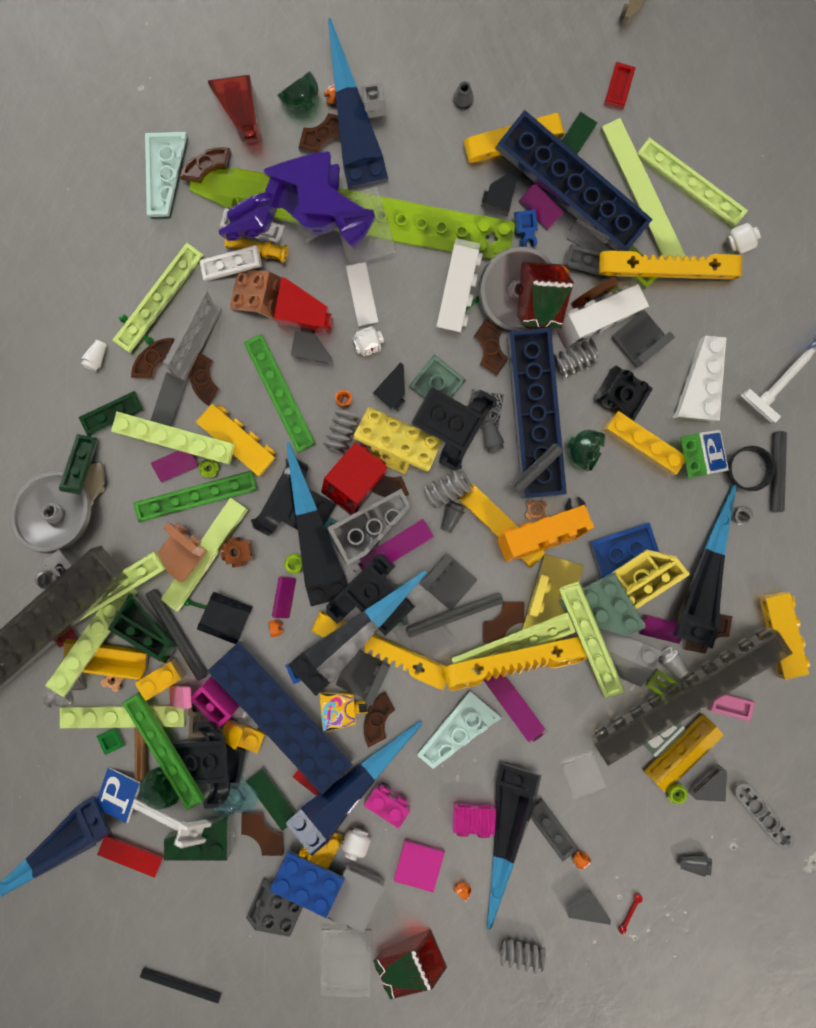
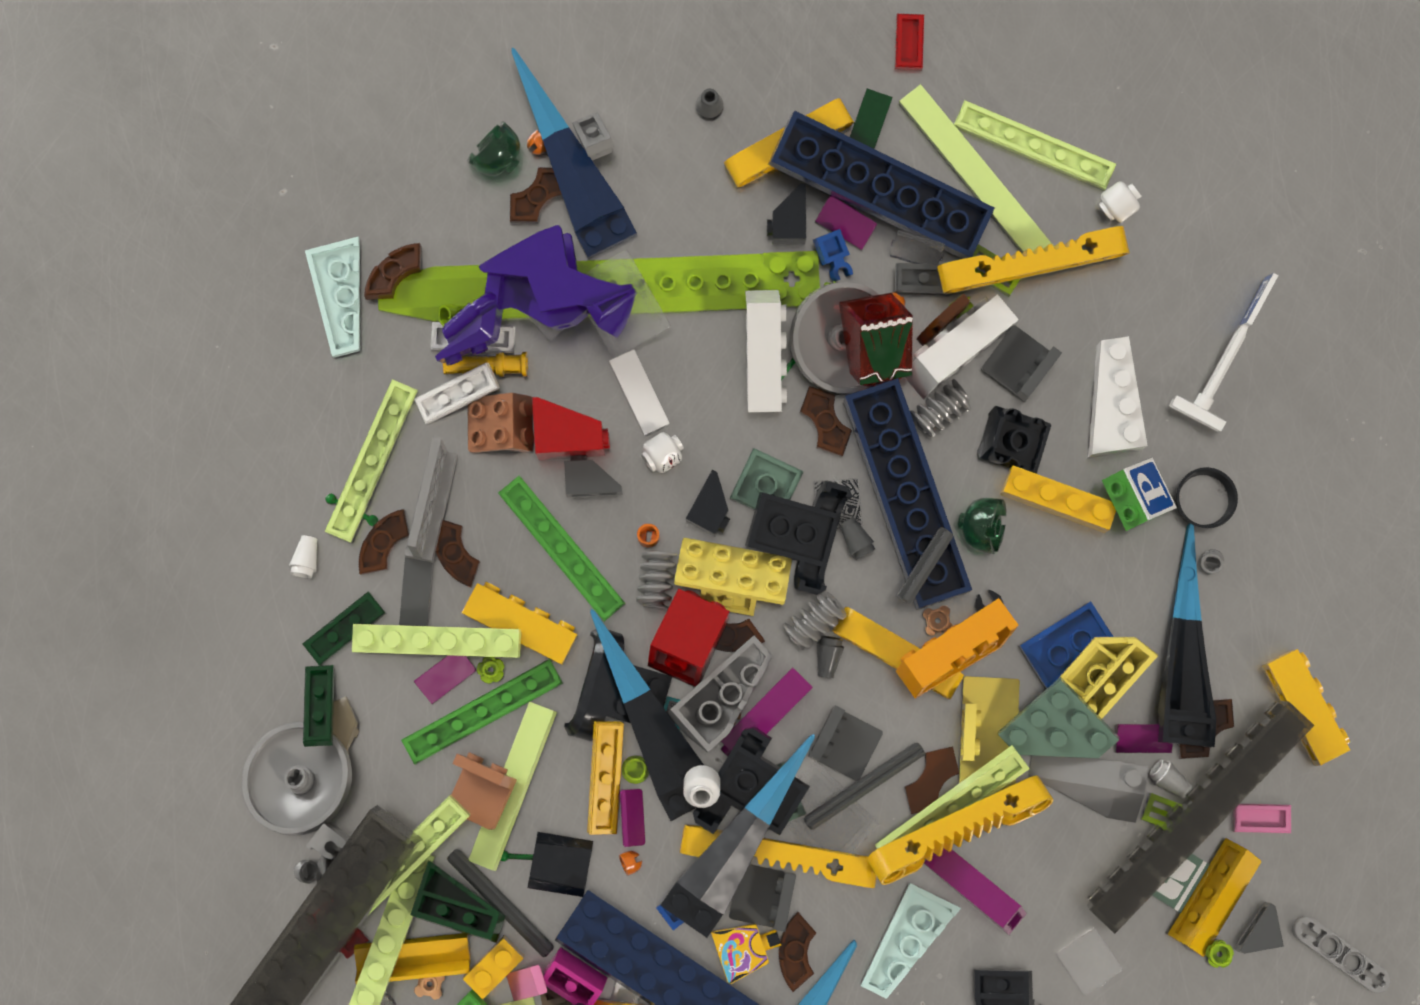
camera: 15 degrees left, 5 degrees down
(239, 104) = (421, 188): clear red slope -> none
(244, 552) = (563, 763): dark orange brick -> none
(271, 564) = (605, 777): none -> yellow tile
(337, 588) = (701, 786): none -> white head
(592, 639) = (1054, 774): yellowish green tile -> none
(779, 478) = (1245, 493): dark grey axle -> none

